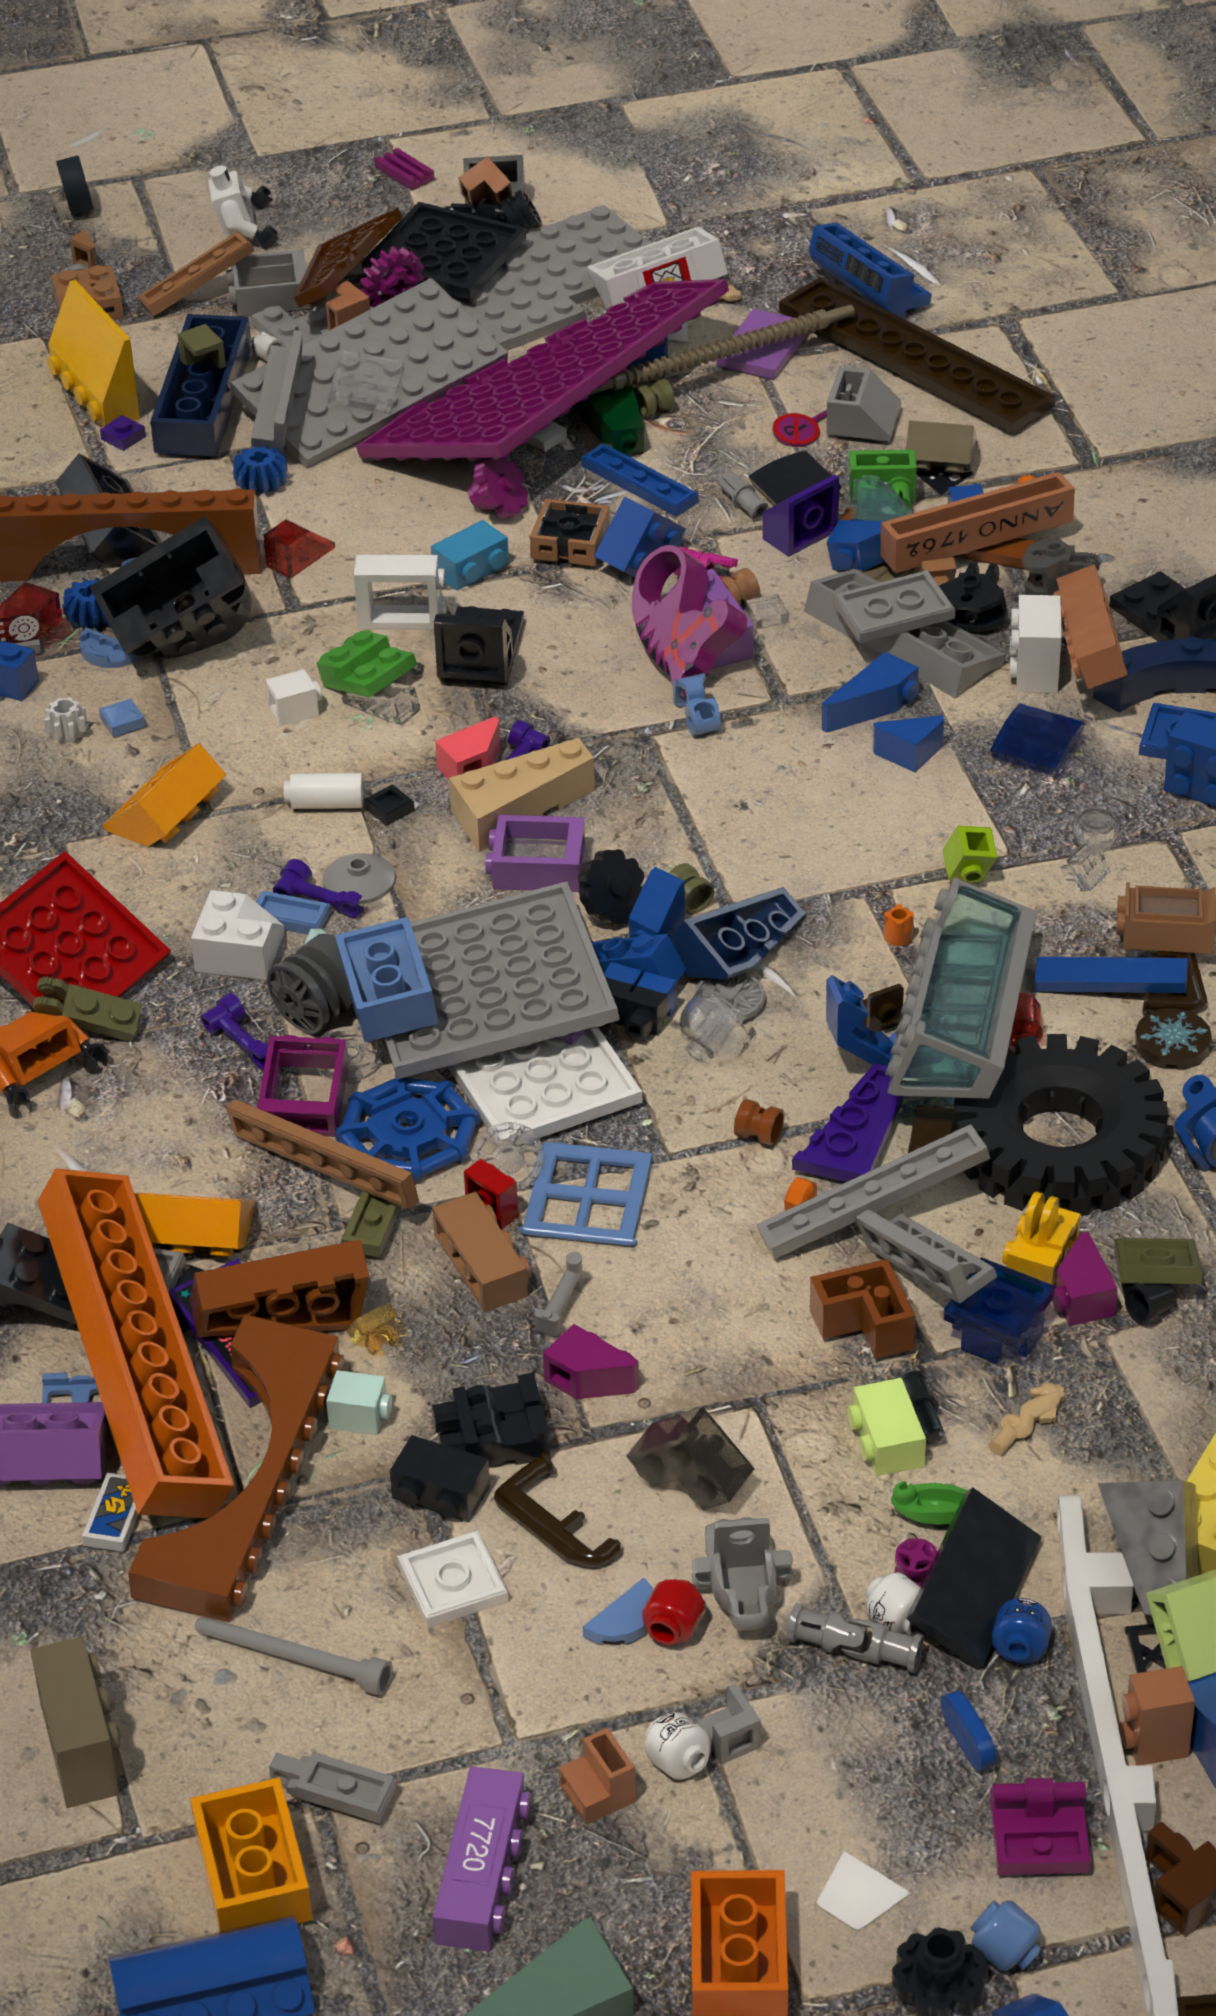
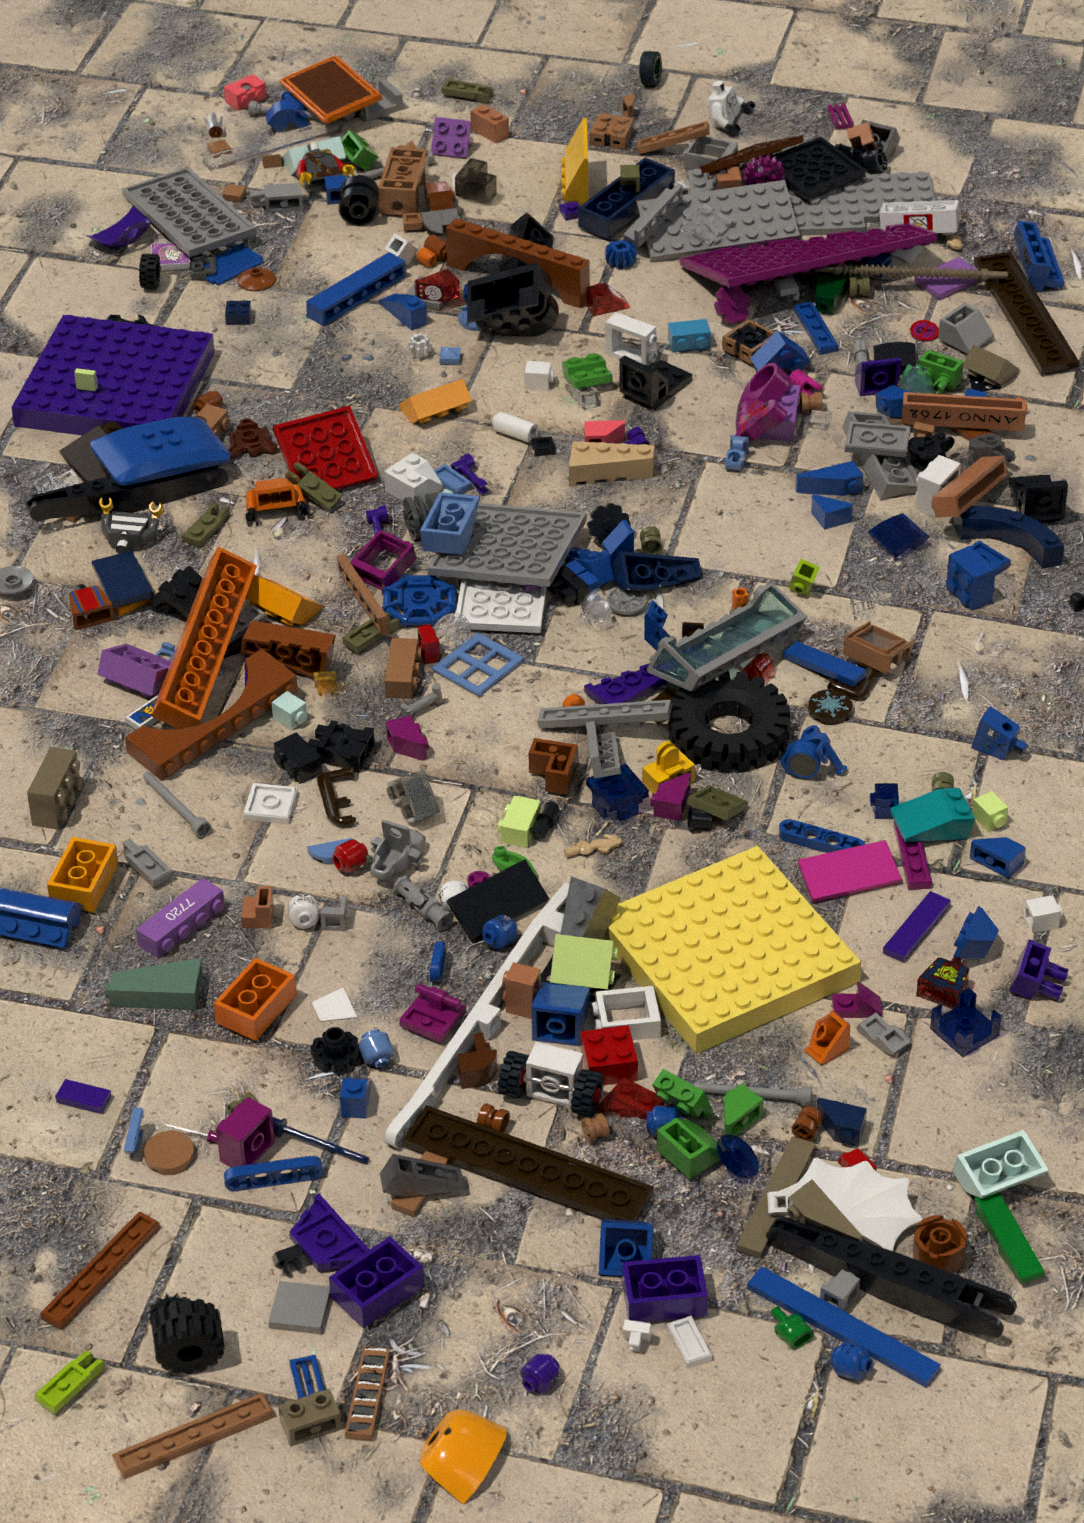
camera: 30 degrees right, 0 degrees up
(360, 873) = (500, 476): light grey dish -> none
(536, 852) = (588, 491): medium lavender window -> none
(759, 1122) = (584, 662): dark orange wheel -> none

